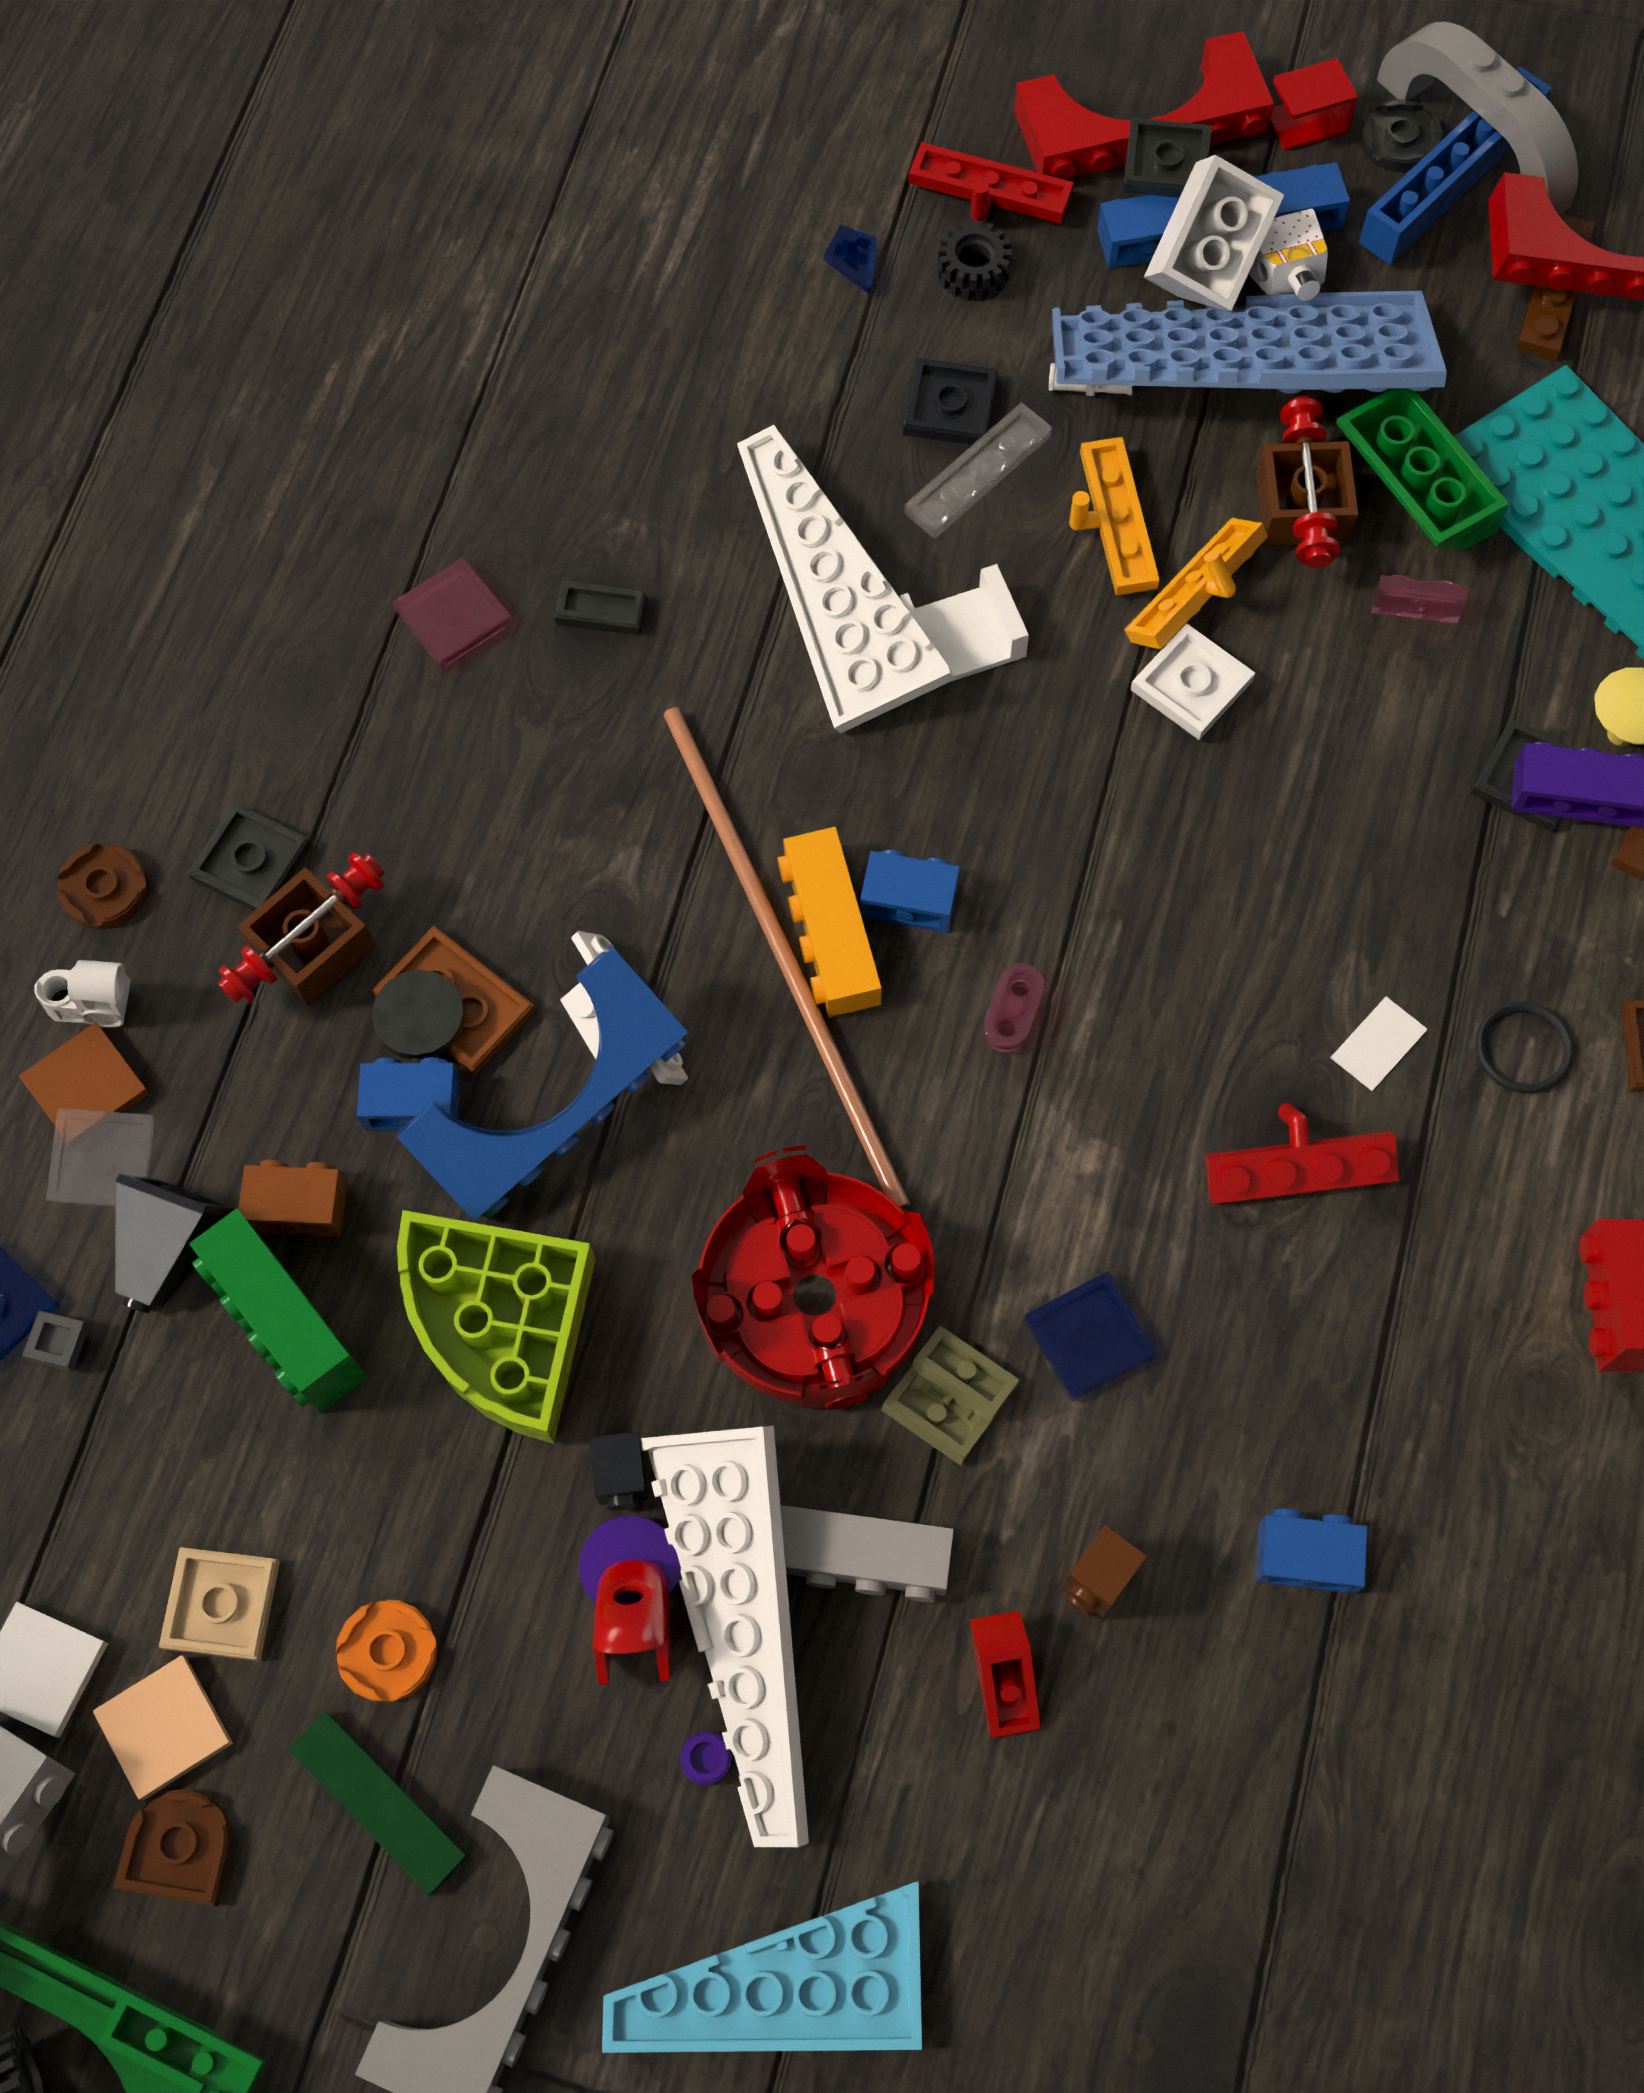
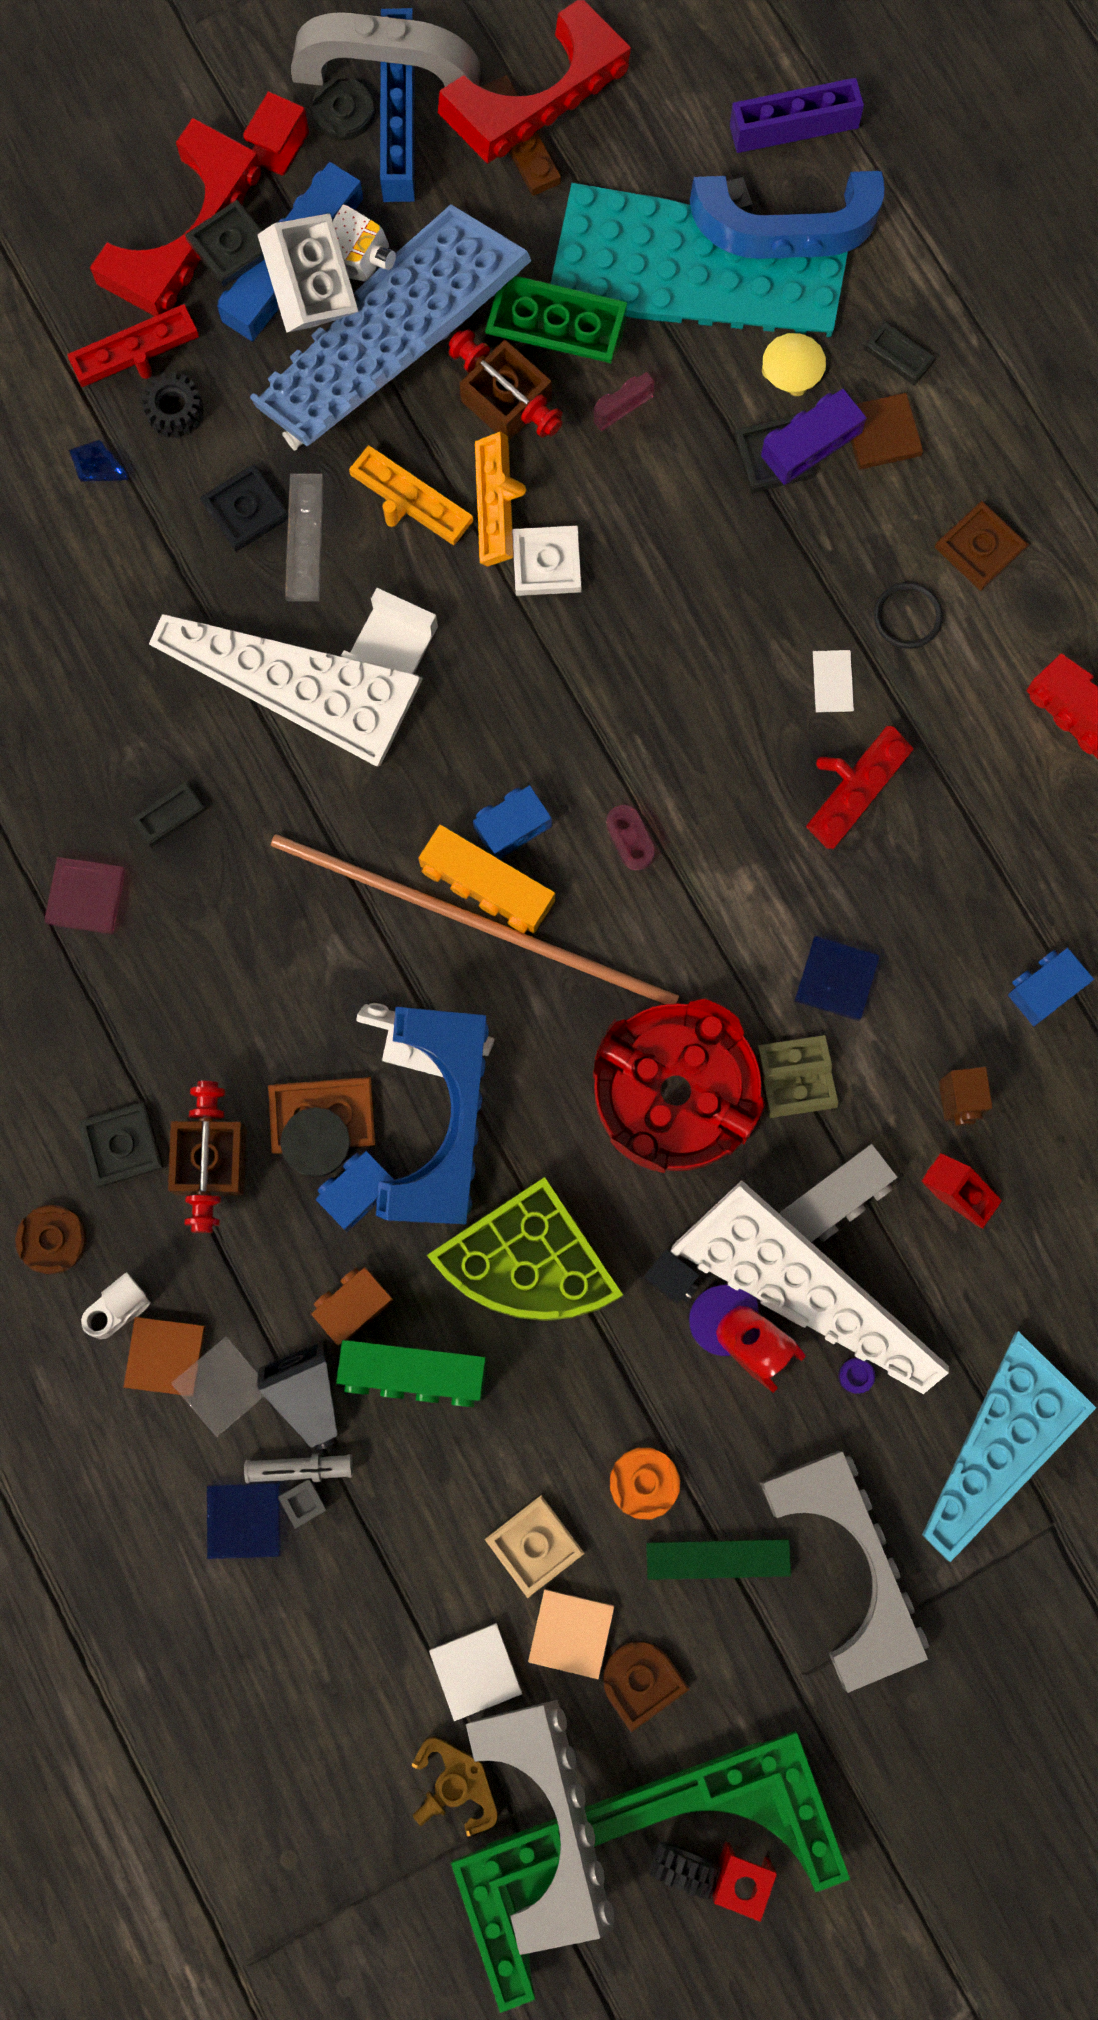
camera: 45 degrees left, 10 degrees up
(100, 1317) = (299, 1468): none -> light grey pin

